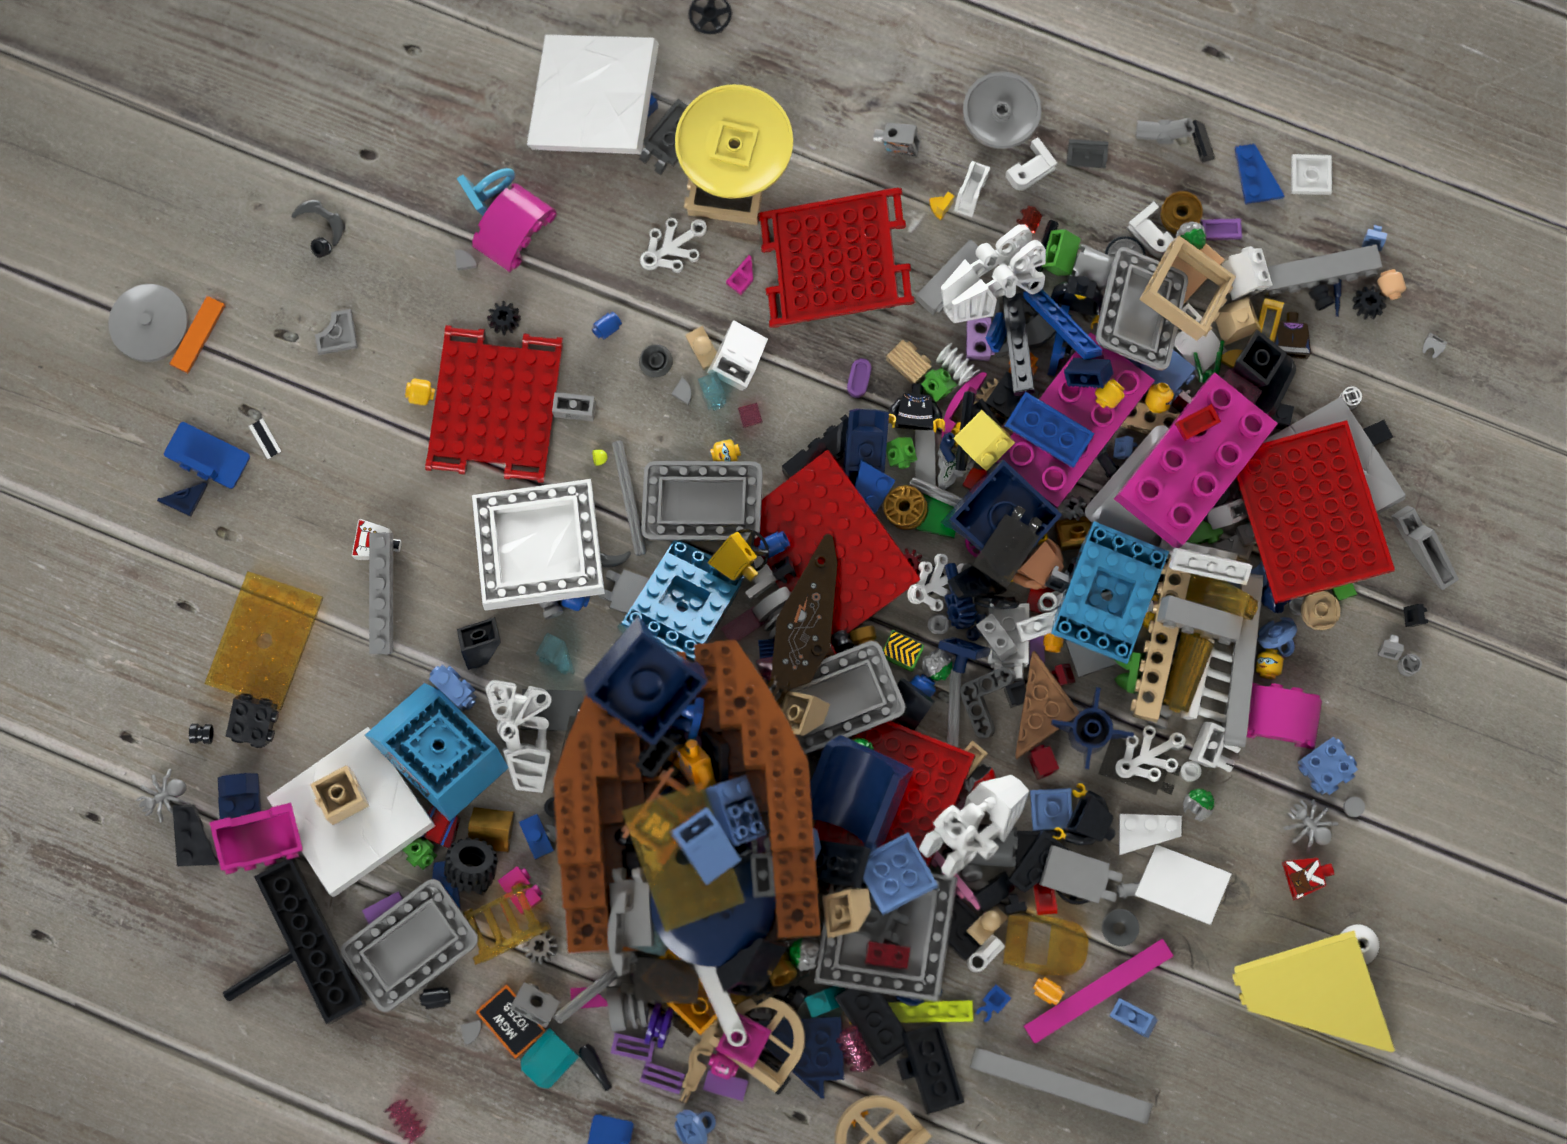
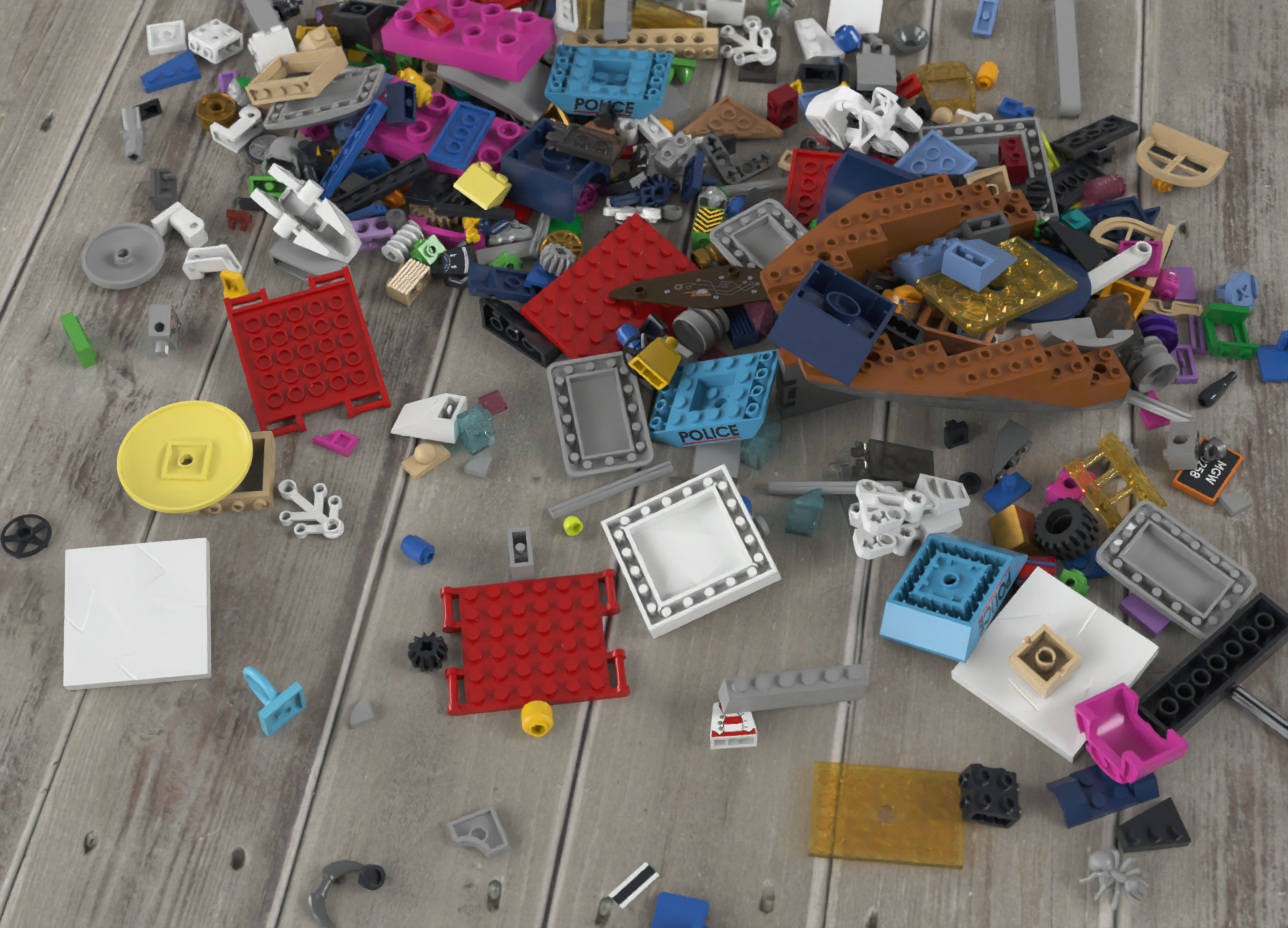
camera: 105 degrees left, 25 degrees down
(198, 733) = (1024, 854): black wheel -> none
(435, 997) = (1217, 537): black brick -> none
(449, 684) = (875, 592): medium blue brick -> none
(479, 642) = (815, 587): black slope -> none
(510, 224) = (318, 662): dark pink cylinder -> none
(522, 1030) = (1215, 448): none -> flat silver tile
(548, 1059) = (1230, 426): teal slope -> none
(573, 686) = (828, 487): none -> light grey axle
(629, 1109) = (1228, 315): none -> green panel
(655, 361) = (449, 497): dark grey hat -> none
(661, 139) = (179, 527): dark grey tile -> none
(725, 451) = (540, 410): yellow head -> none
(830, 960) = (1037, 193): none -> black gear
(859, 378) = (432, 322): medium lavender tile -> none
(884, 488) = (556, 258): none -> light grey gear
(910, 65) = (79, 339): none -> bright green piece
(980, 358) = (395, 218): none -> flat silver tile
(1064, 674) = (691, 114): dark red tile -> none
(1098, 991) = (971, 48): dark pink tile -> none
(1099, 724) = (742, 73): dark blue brick -> none
(1134, 860) = (847, 38): none -> blue head
(1284, 219) = (215, 41): none -> white brick

